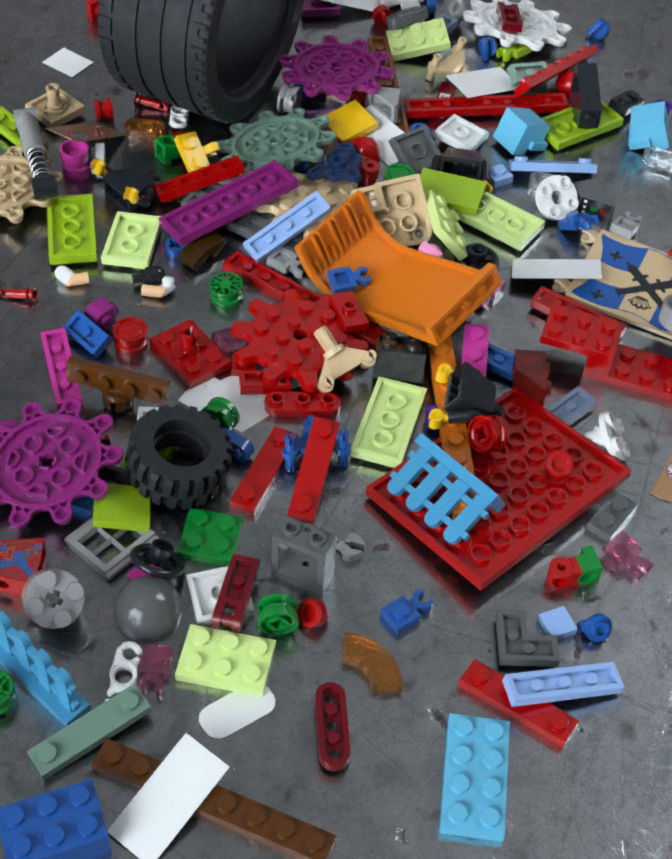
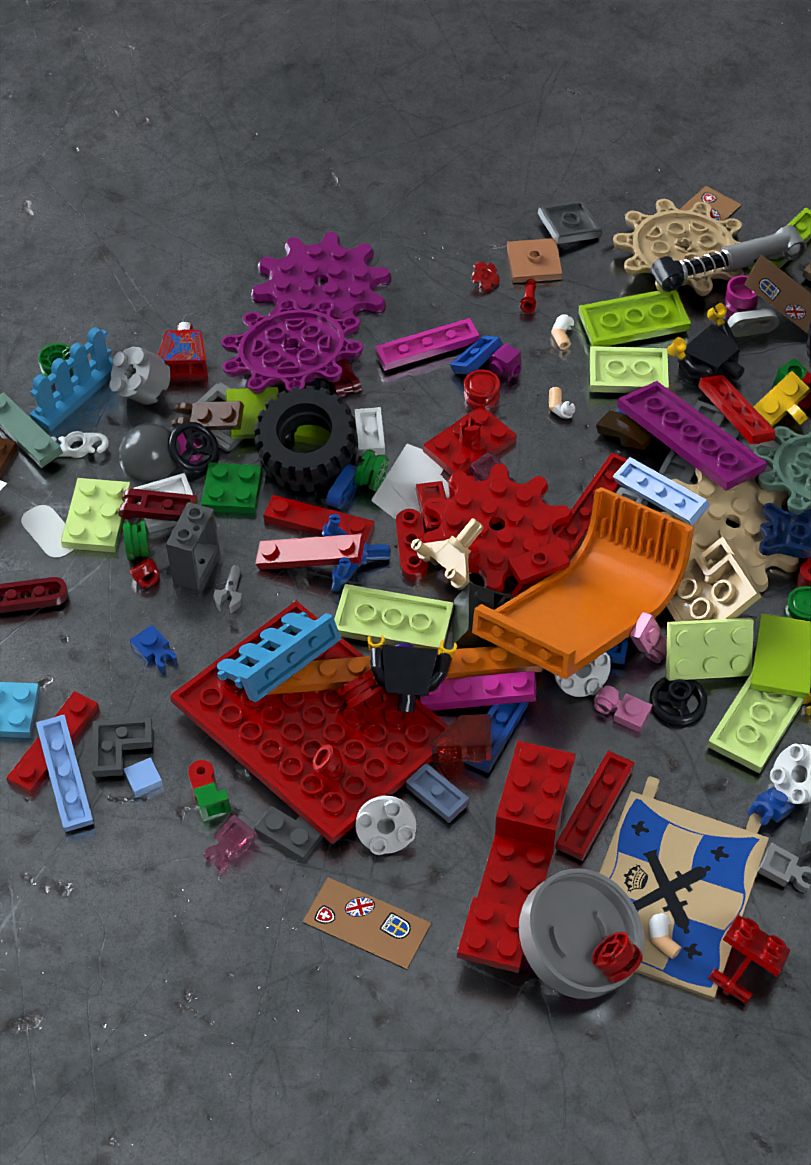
camera: 90 degrees right, 5 degrees up
(117, 384) = (395, 389): reddish brown plate -> none
(123, 538) = (211, 414): none -> hinge
(150, 275) = (576, 393): black cylinder -> none
(154, 665) = (89, 466): clear pink plate -> none
(226, 292) = (563, 453): green wheel -> none
(345, 280) = (592, 557): blue plate -> none
(373, 660) = (98, 623): clear orange tile -> none
(557, 268) = (672, 781): white sticker -> none
(596, 627) = (138, 810): blue plate -> none

